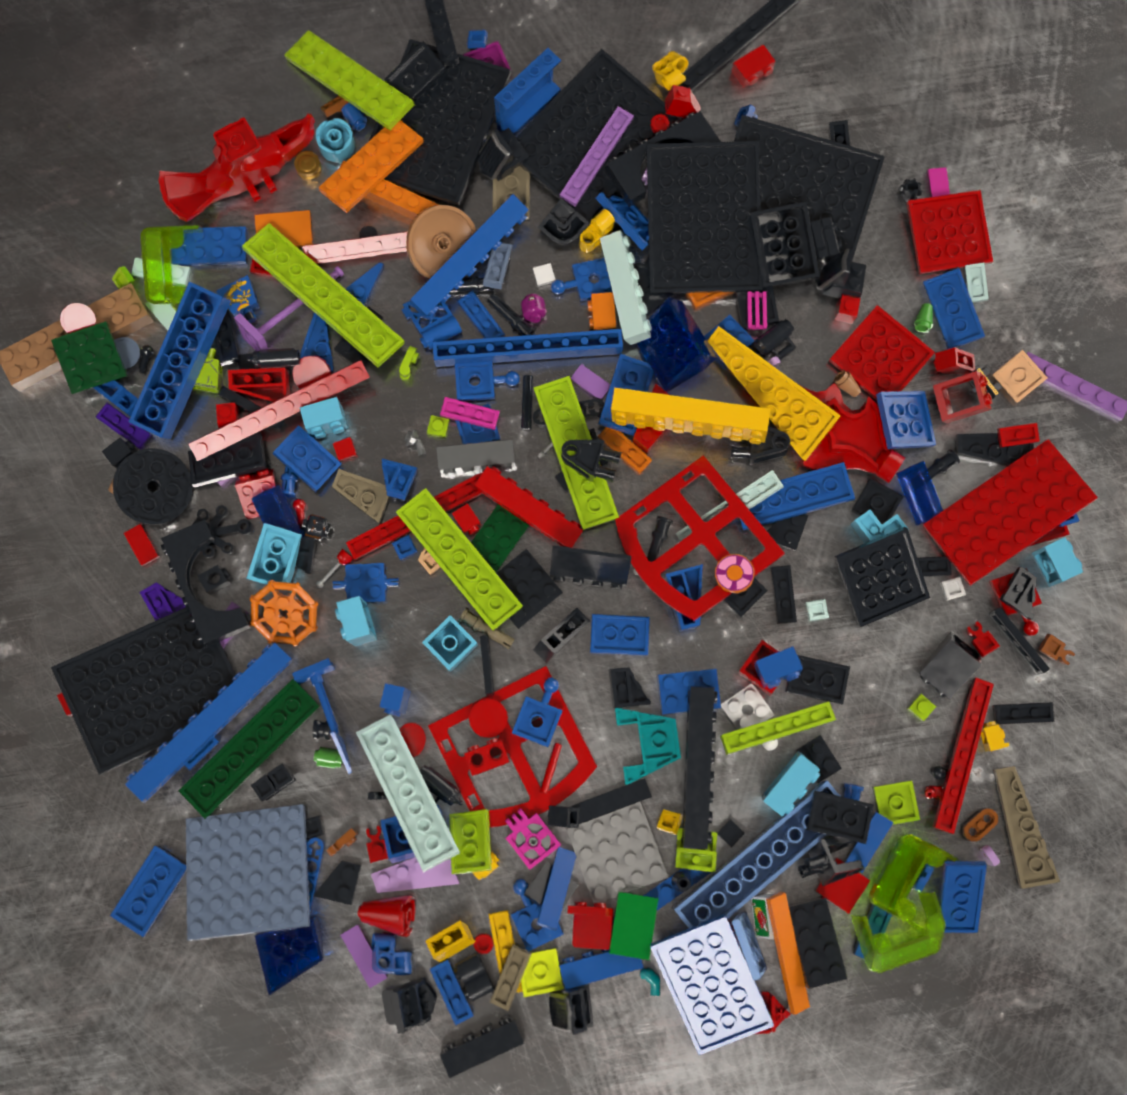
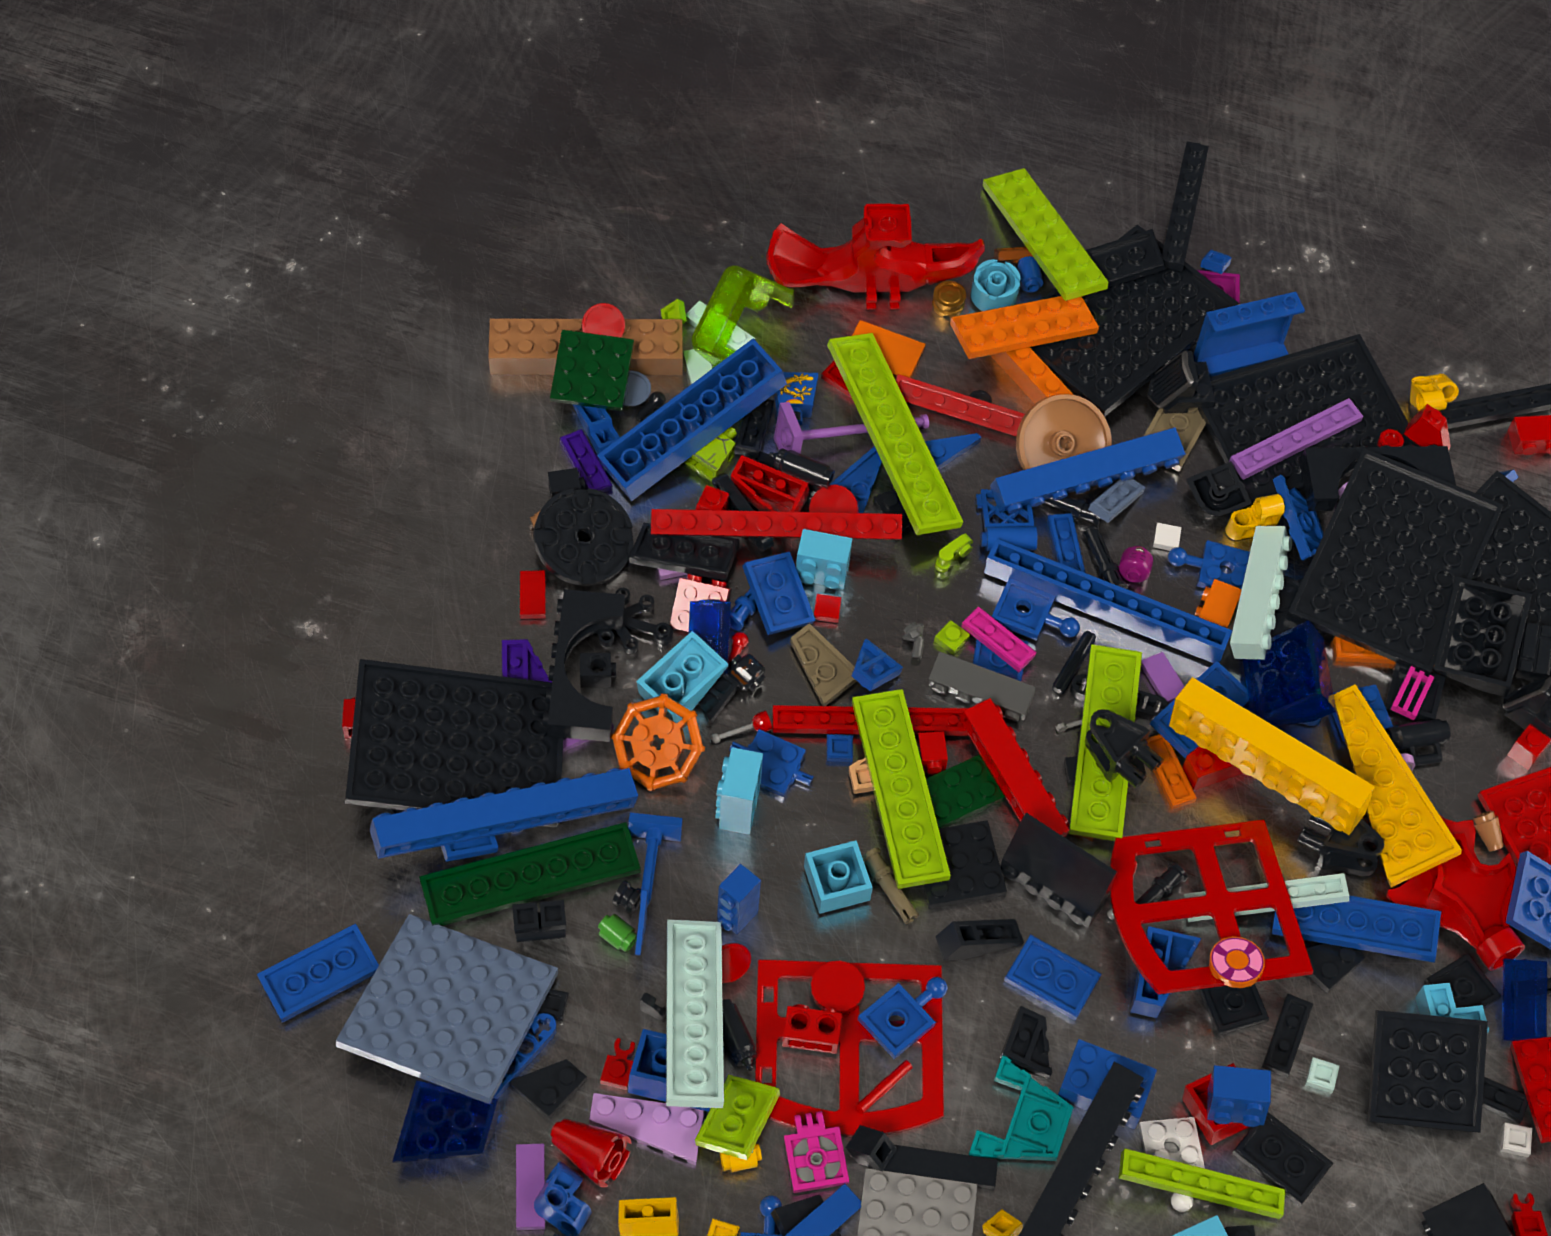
camera: 25 degrees right, 20 degrees down
(212, 247) = (791, 330): blue plate -> none
(346, 840) = (584, 1036): dark orange plate -> none
(487, 666) = (868, 926): black tile -> none

